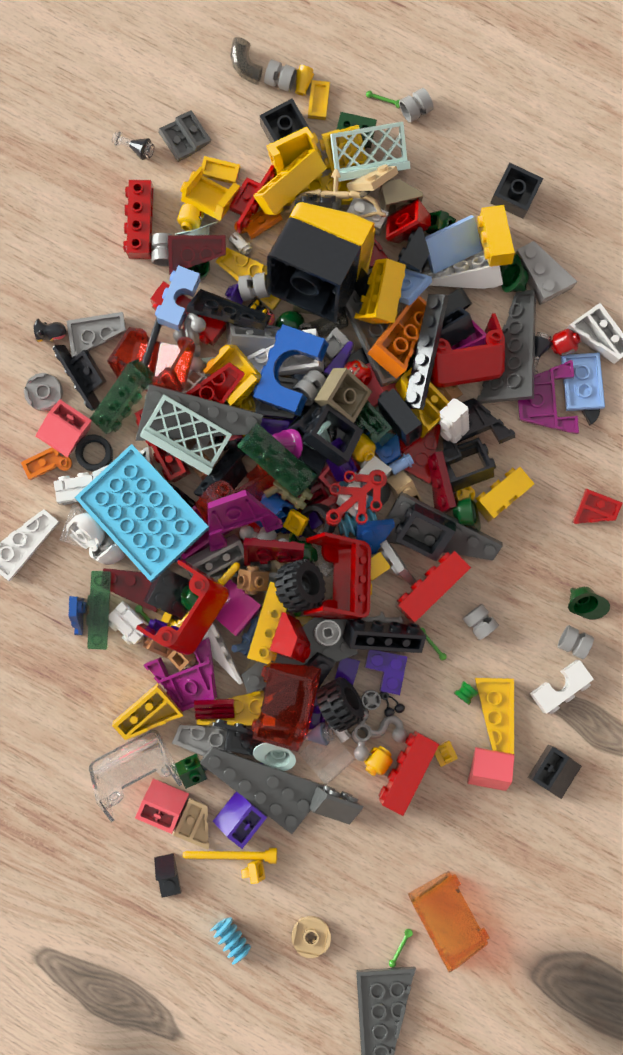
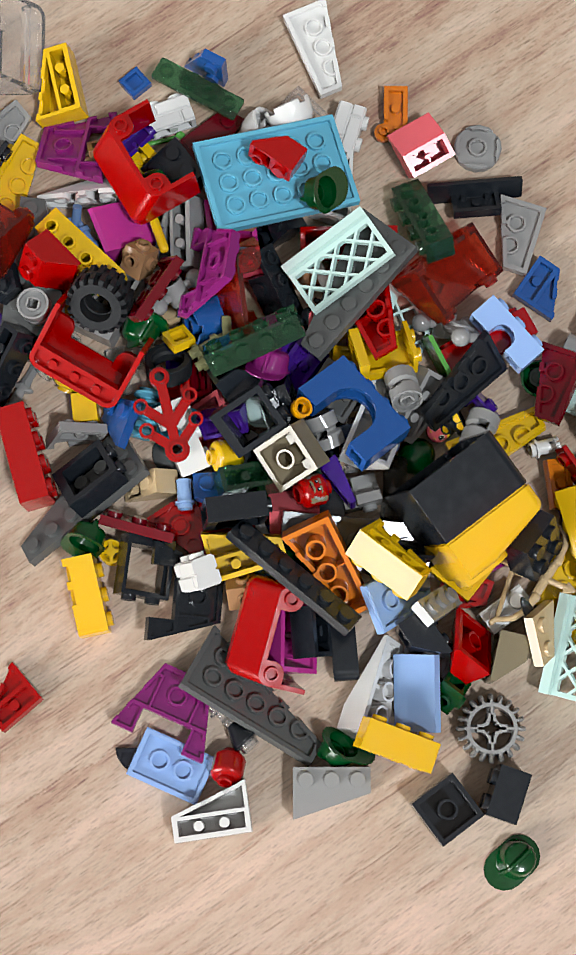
camera: 125 degrees right, 5 degrees down
(50, 331) = (541, 186): black animal -> none
(87, 440) = (378, 151): black tyre -> none
(113, 664) = (135, 83): none -> blue tile
(128, 299) = (539, 288): none -> blue wing
(129, 512) = (279, 155): none -> red slope
(140, 467) = (326, 190): none -> dark green piece
(151, 343) = (466, 281): black bar -> none
(214, 709) = (25, 156): dark red tile -> none
(215, 342) = (436, 355): none -> bright green piece
(256, 344) = (403, 388): none -> light grey wheel
(308, 403) = (304, 410): none -> light orange hinge
(397, 252) = (436, 605): none -> light grey plate
(444, 176) = (490, 717): none -> light grey gear
(487, 157) = (505, 793): none -> black brick
(524, 138) = (512, 862): none -> dark green piece

